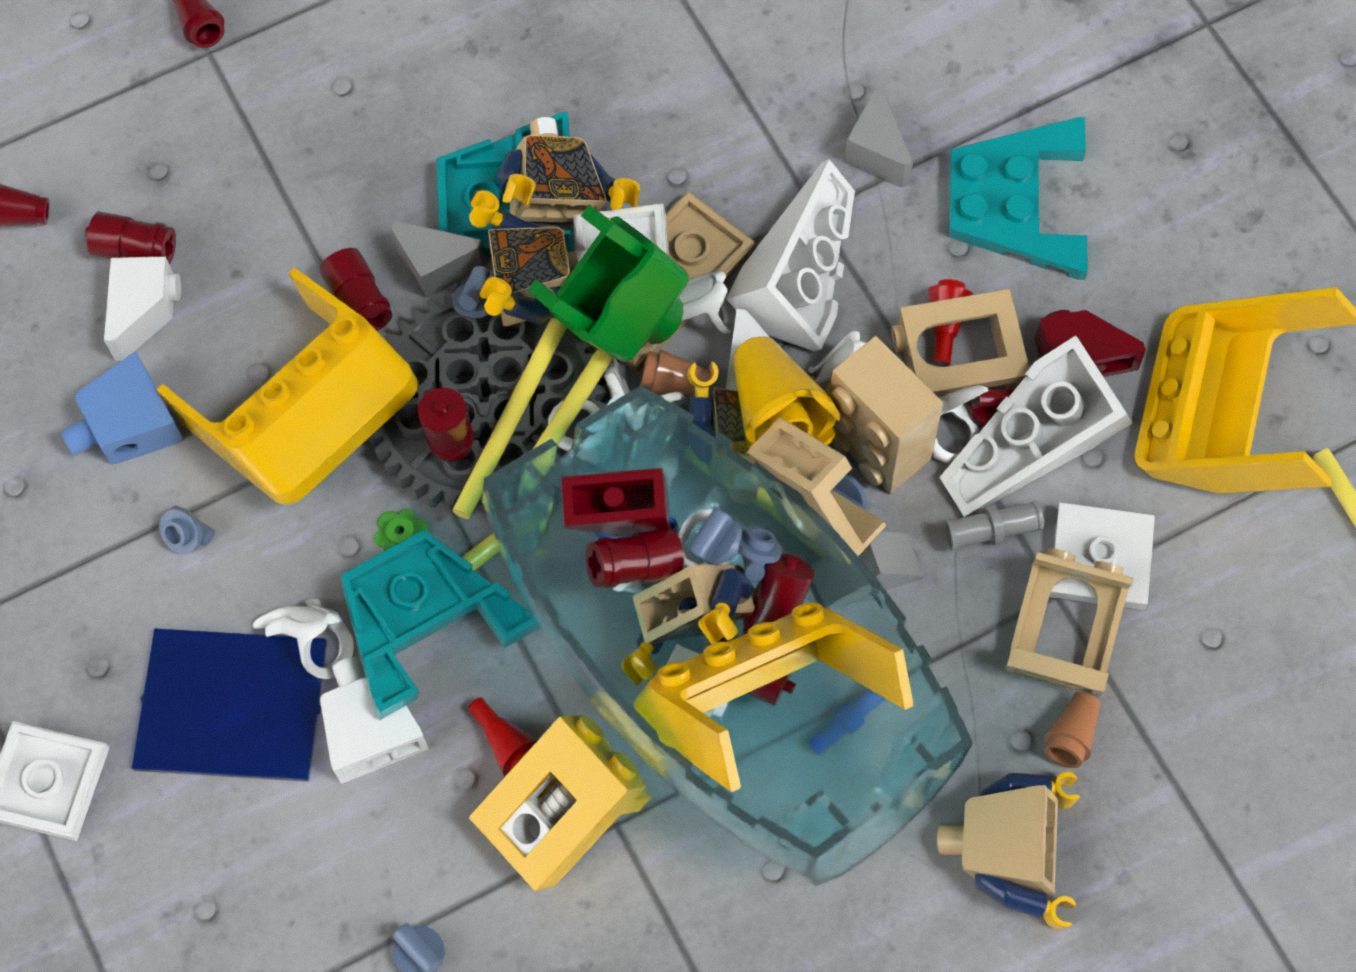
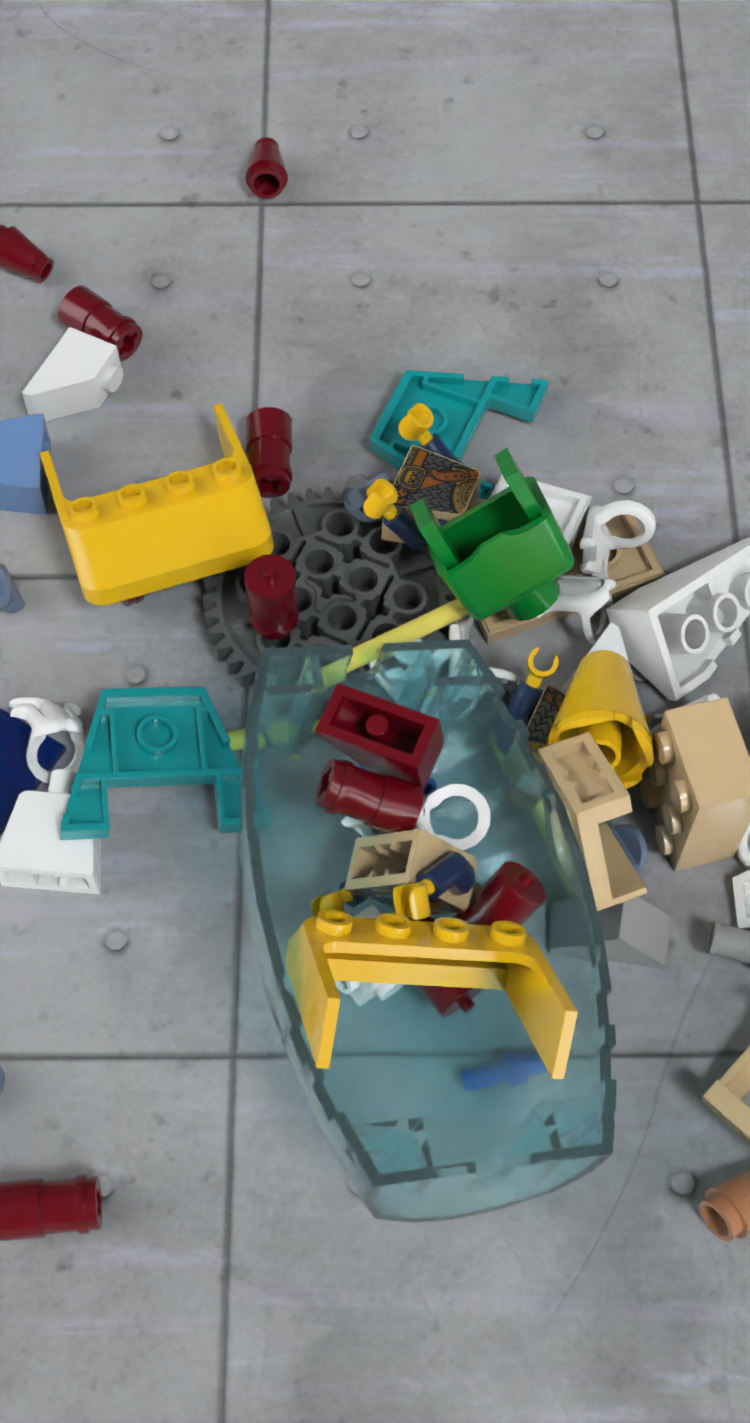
camera: 25 degrees right, 5 degrees down
(391, 523) = (186, 671): bright green plant -> none
(436, 256) = (357, 451): light grey slope -> none
(505, 739) = (173, 931): red cone -> none
(509, 418) = (358, 609): light yellow axle -> none
(558, 177) = (503, 418): torso -> none
(590, 772) = (200, 999): yellow brick -> none
(668, 374) = (510, 652): nougat cone -> none
(688, 238) = (598, 540): none -> white piece
(717, 539) = (461, 818): sand blue plate -> none
(757, 548) = (498, 847): sand blue plate -> none
(1013, 841) = (616, 1282): tan torso -> none

